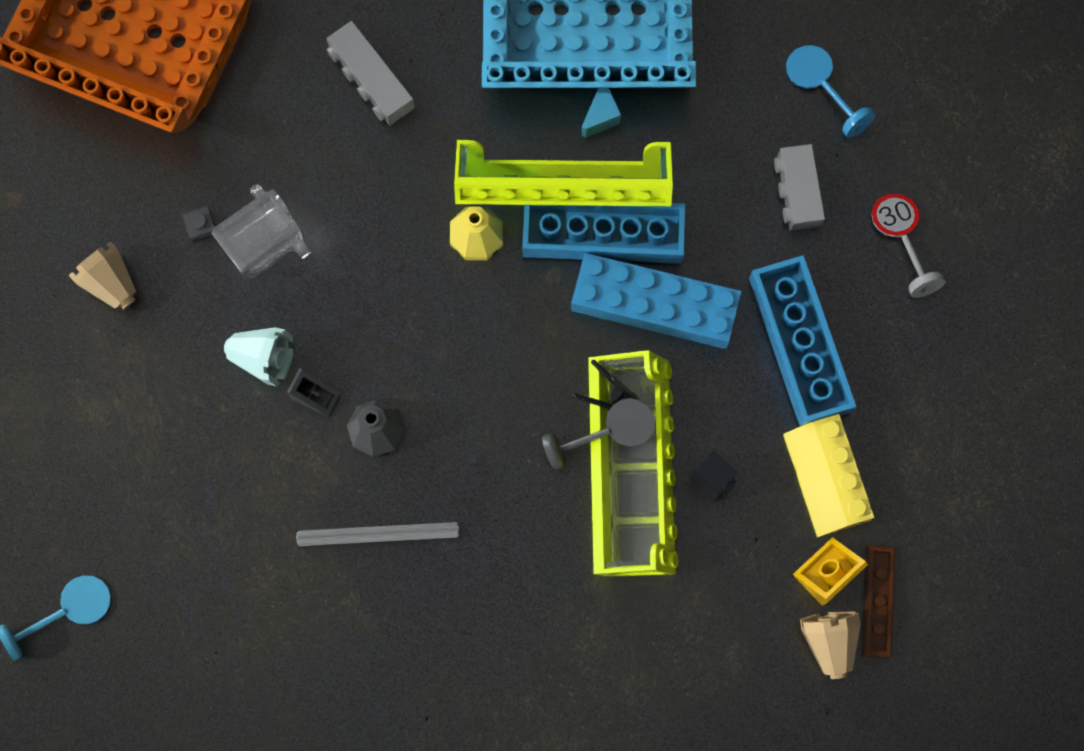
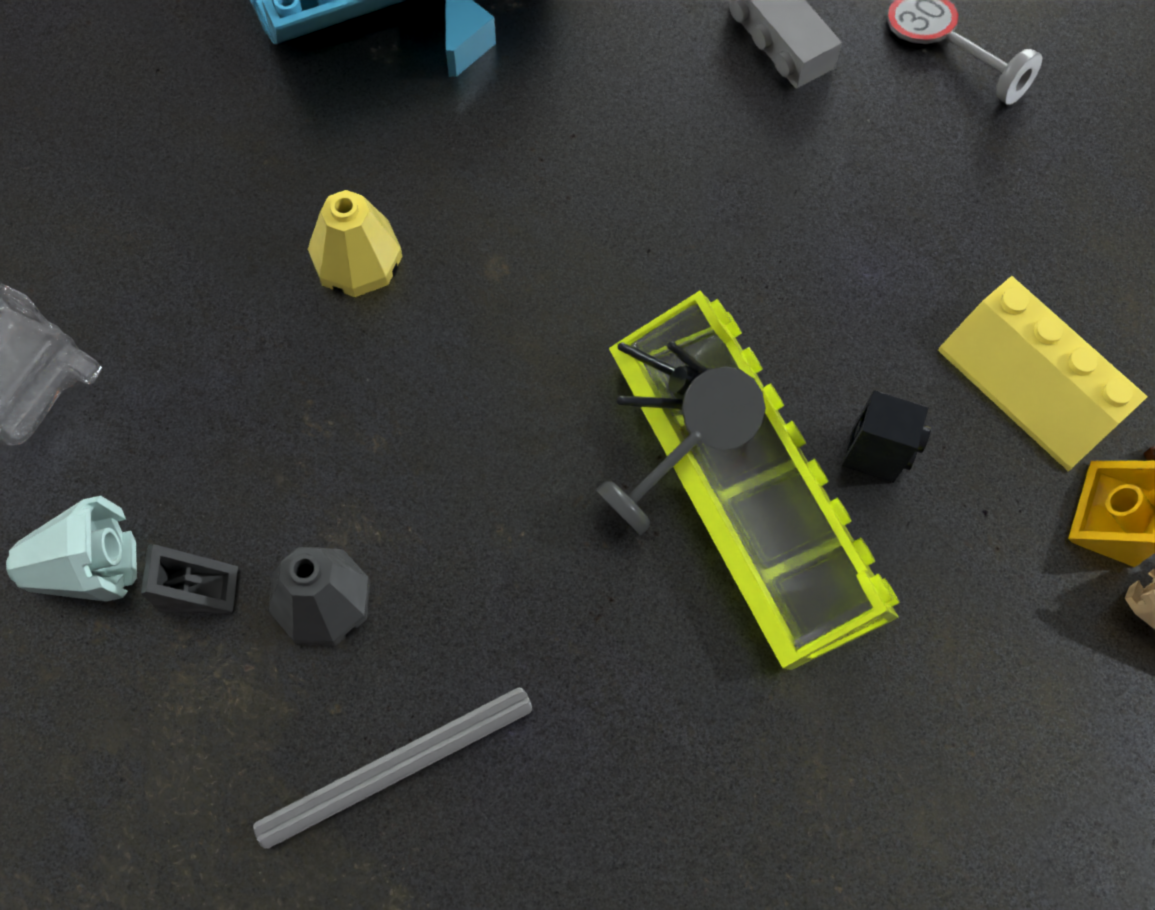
camera: 30 degrees left, 10 degrees down
(370, 73) = (100, 98): light grey brick -> none
(563, 182) = (584, 68): neon yellow window -> none
(610, 232) = (542, 171): dark azure brick -> none
(655, 301) = (665, 237): dark azure brick -> none
(801, 340) = (900, 207): dark azure brick -> none

